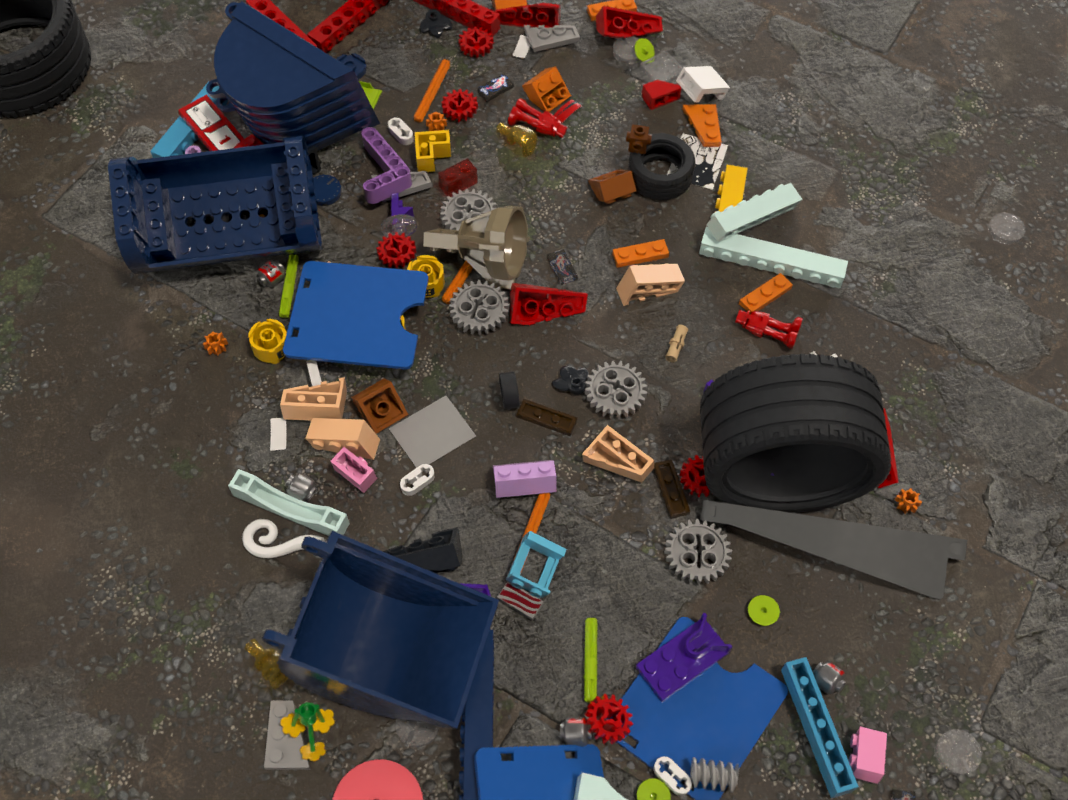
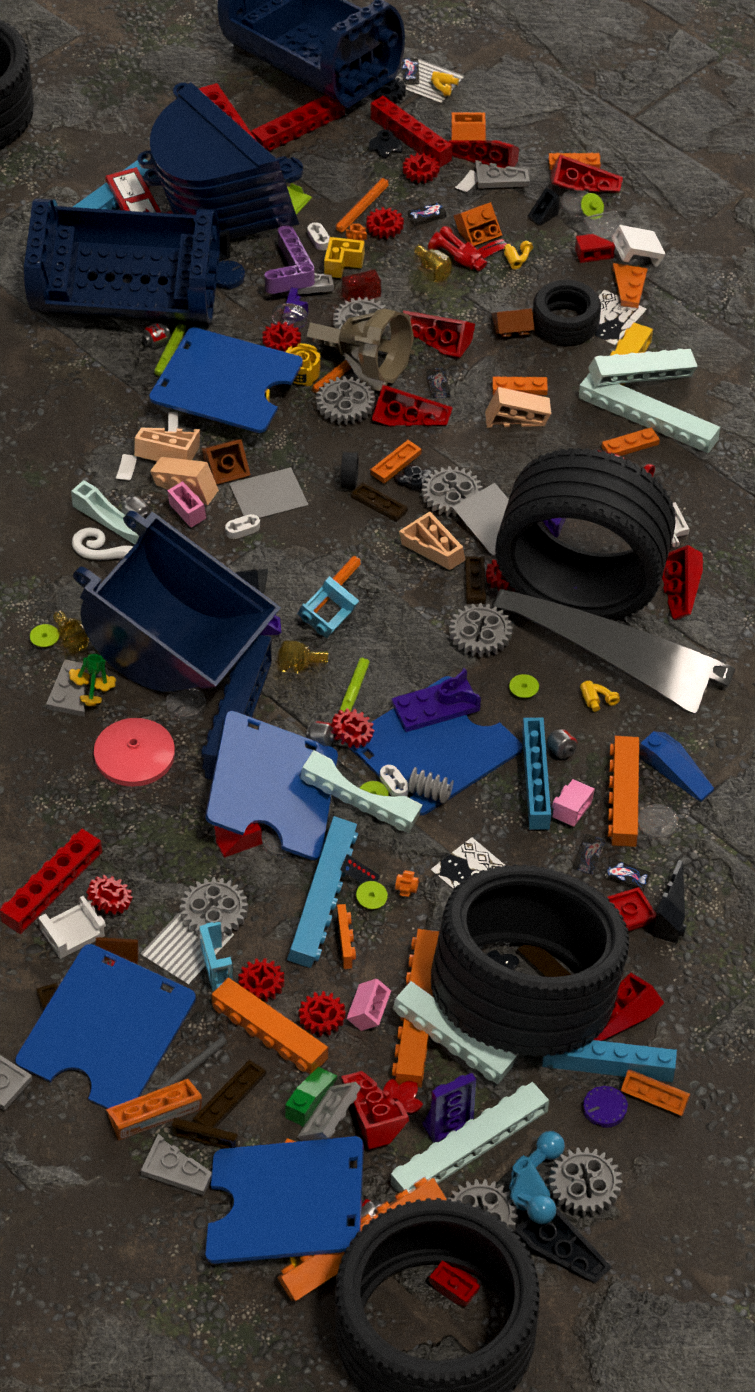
camera: 15 degrees right, 10 degrees down
(215, 343) = (88, 383): orange gear -> none
(240, 673) = (44, 635): none -> lime piece
(268, 340) = (136, 389): yellow brick -> none
(520, 601) = (305, 634): tile -> none
(523, 634) = (298, 656): none -> clear yellow piece
(524, 478) = (340, 540): lavender slope -> none
(549, 366) = (395, 461): none -> orange plate
(551, 212) = (442, 333): none -> red wedge
(589, 117) = (512, 256): none -> yellow plant
(603, 60) = (545, 207): none -> black slope
(638, 139) = (546, 279): reddish brown brick -> none
(665, 412) = (484, 514): none -> light grey sticker
(676, 343) = (533, 454): tan pin -> none
(836, 608) = (591, 697): none -> yellow plant
(908, 500) = (694, 631): orange gear -> none
(913, 723) = (625, 791): none -> orange brick
(944, 668) = (674, 763): none -> blue wedge

